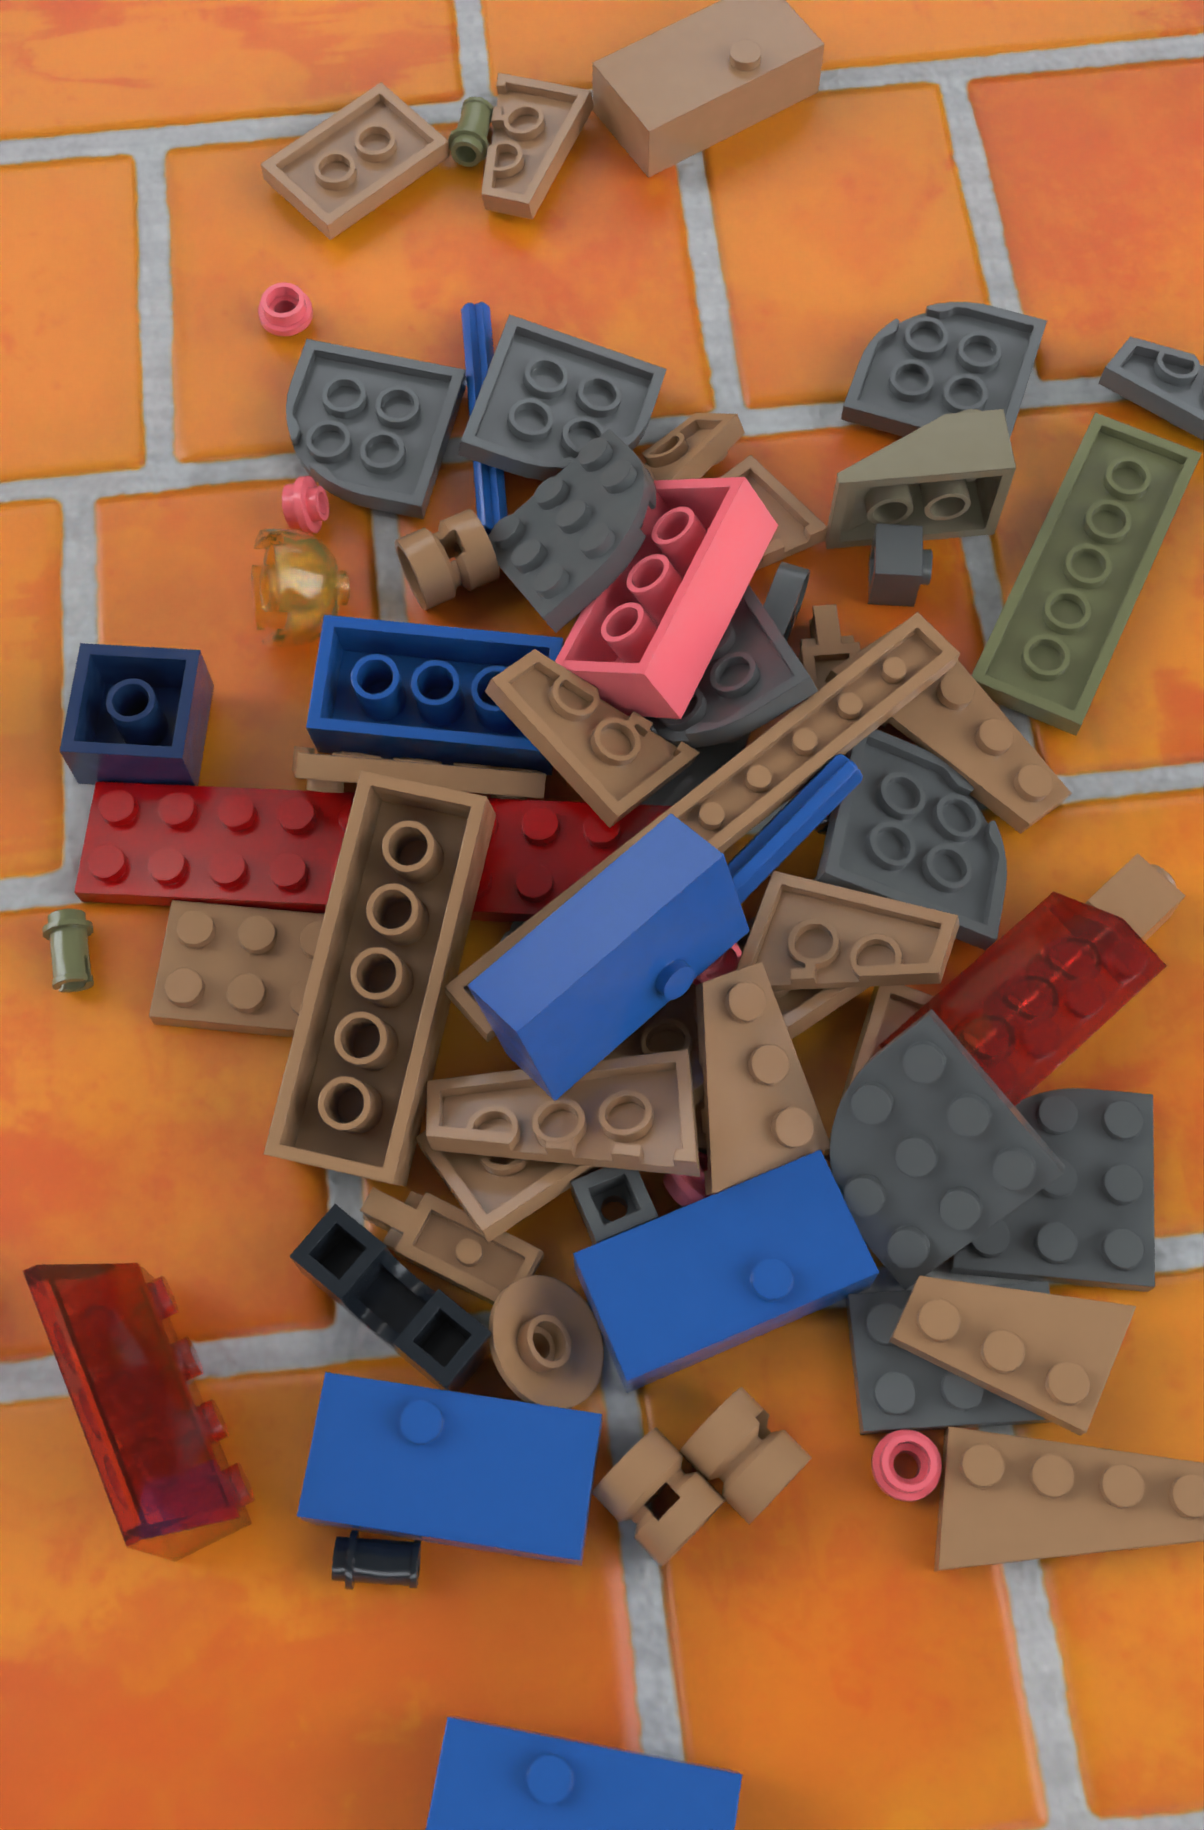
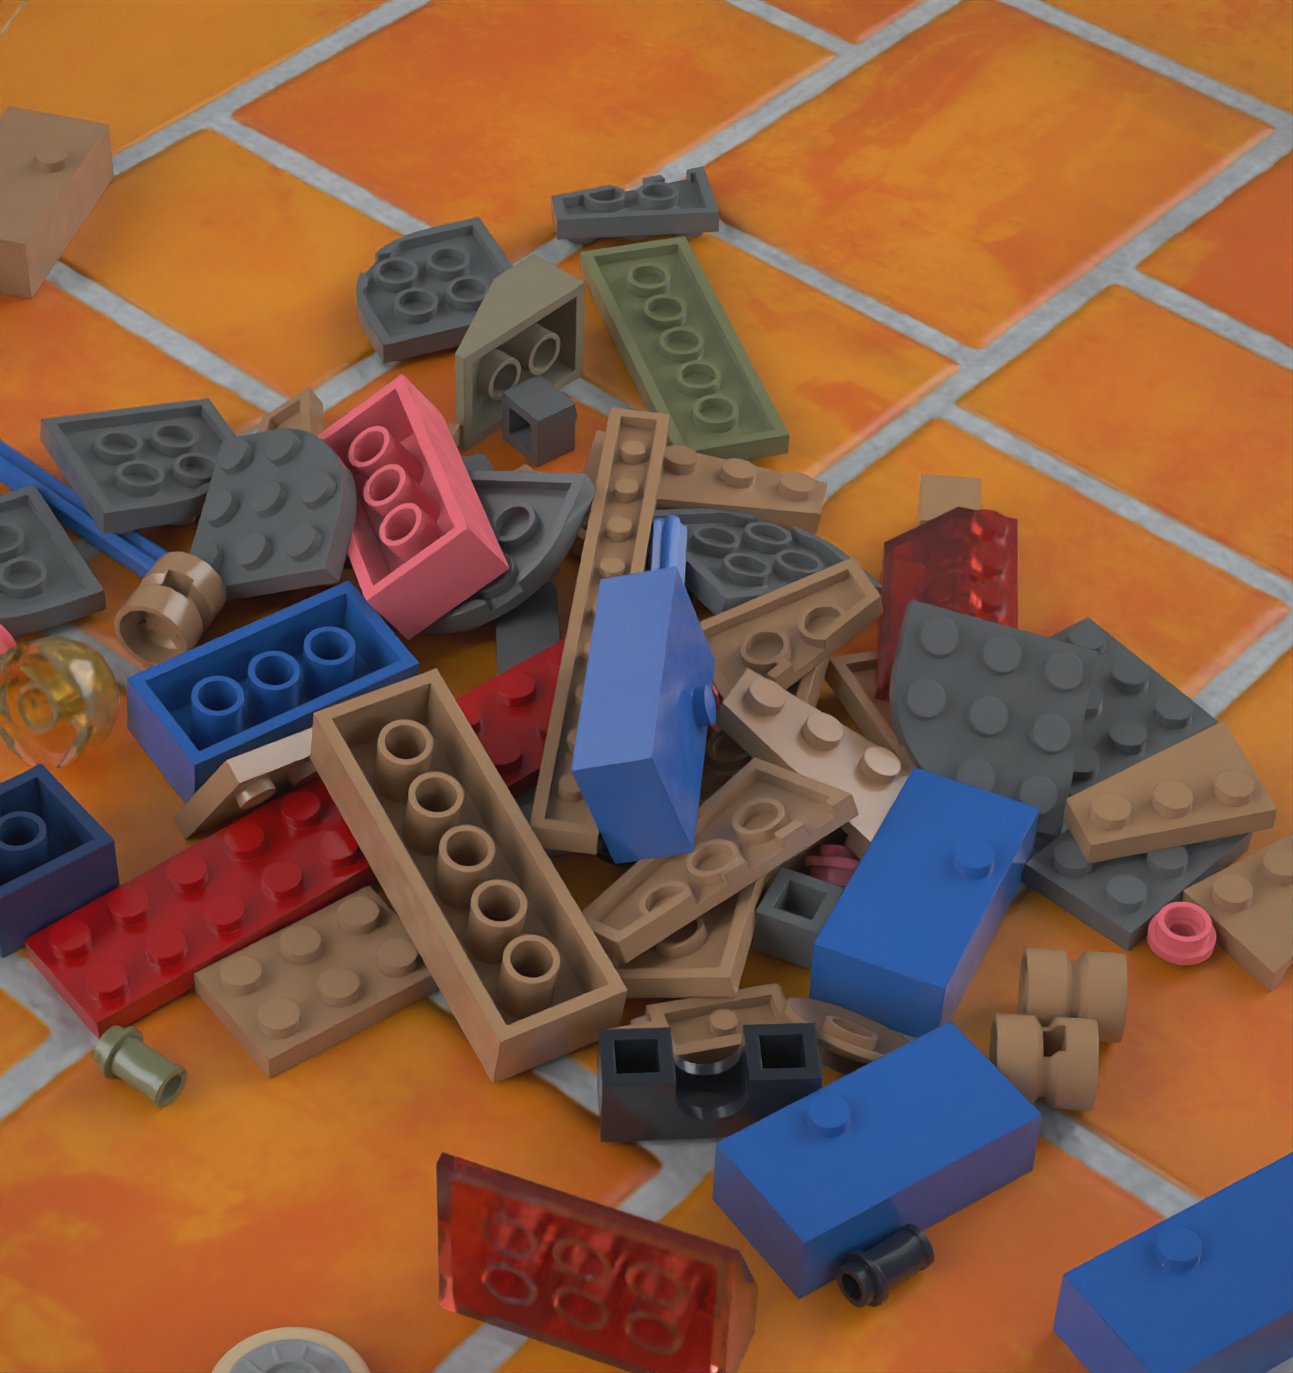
camera: 45 degrees left, 25 degrees down
(593, 745) = (461, 630): medium nougat wing -> none

